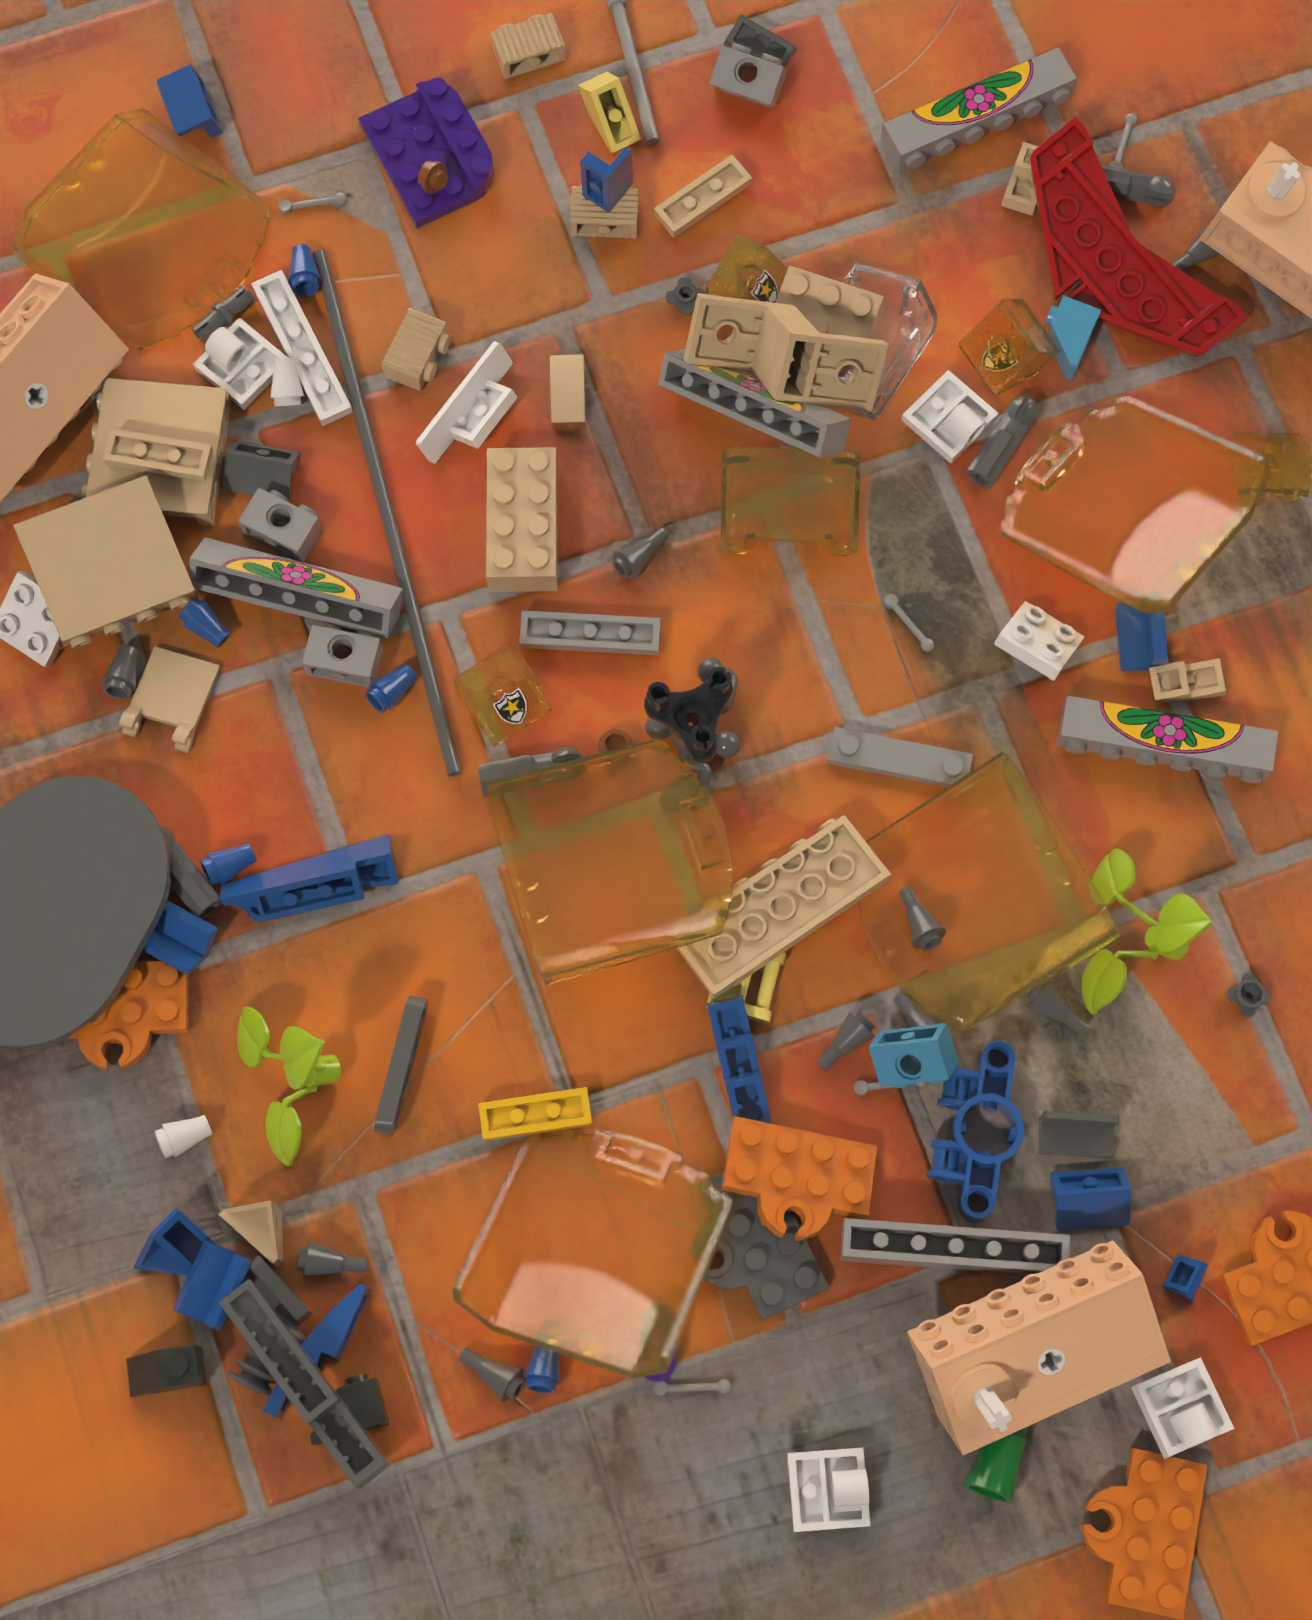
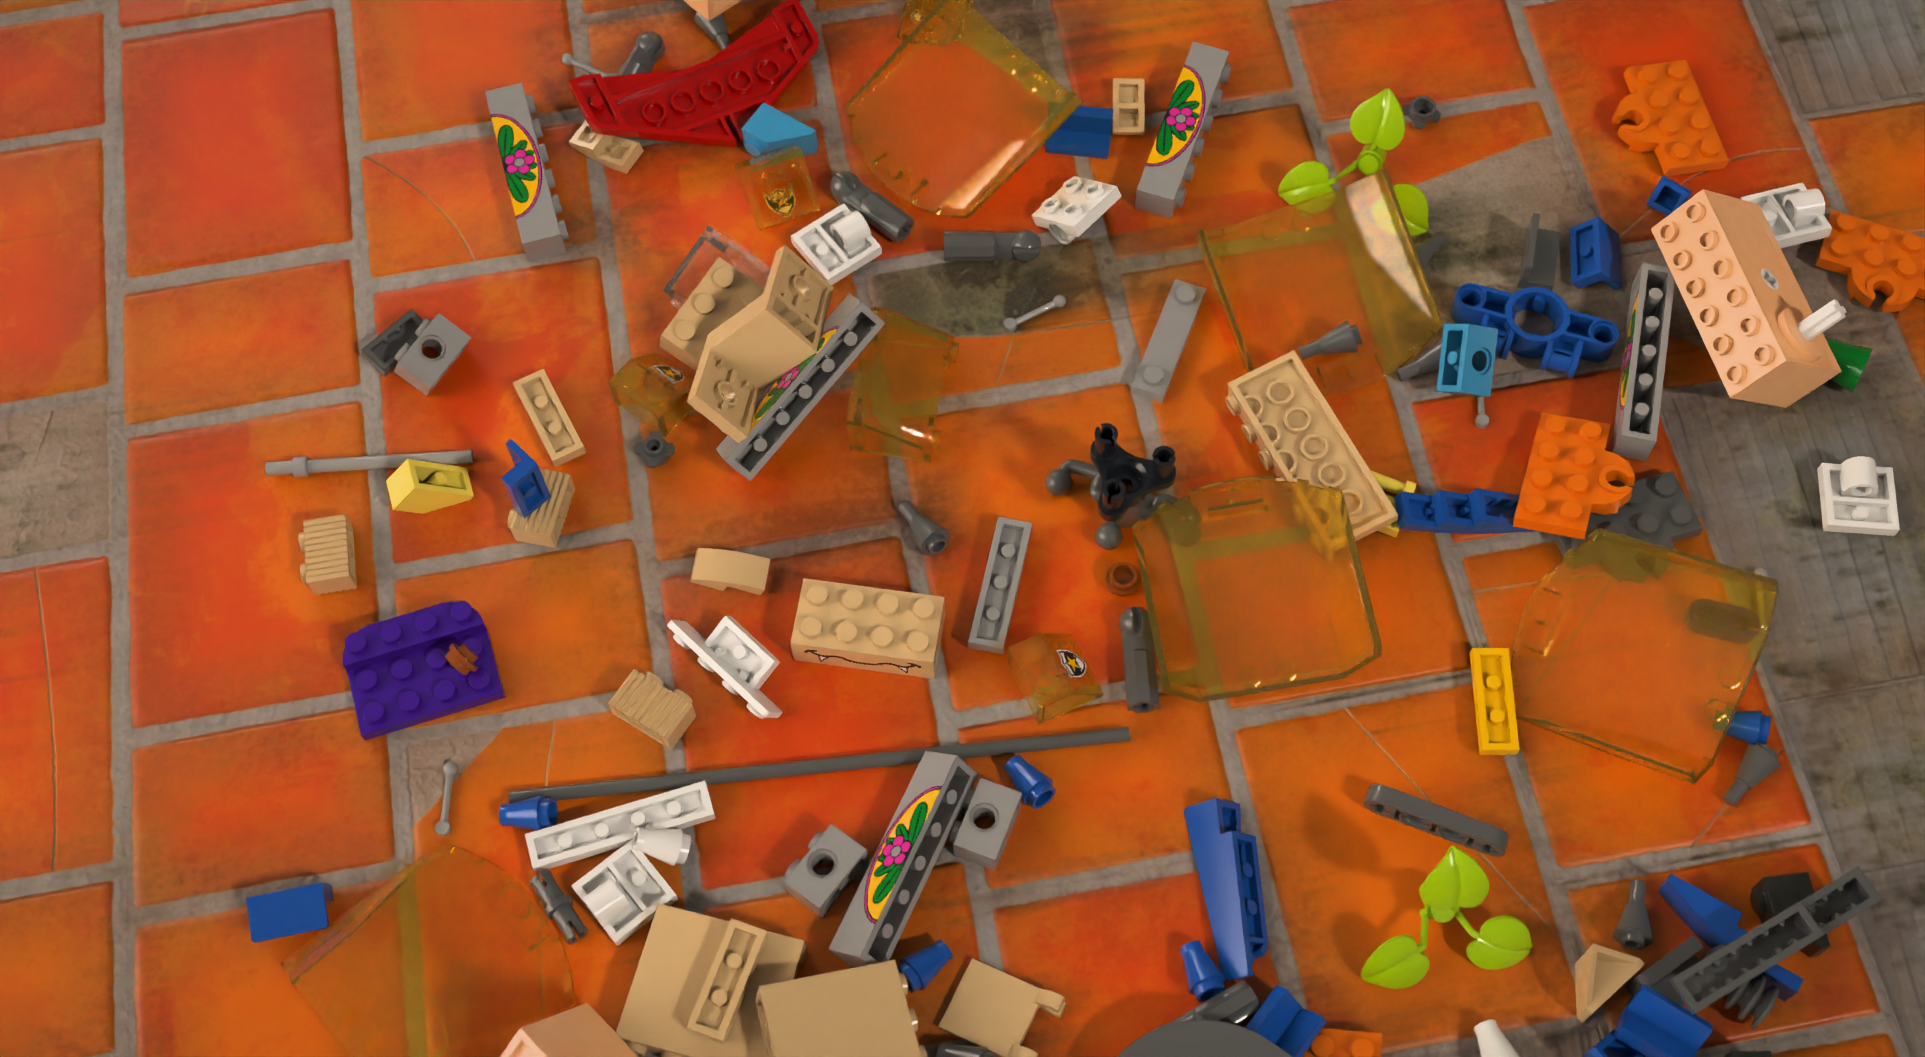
camera: 80 degrees left, 10 degrees down
(259, 466) = (753, 886): dark grey panel -> none
(851, 1035) = (1434, 416): dark grey cone -> none
(977, 563) = (991, 245): none -> dark grey piece

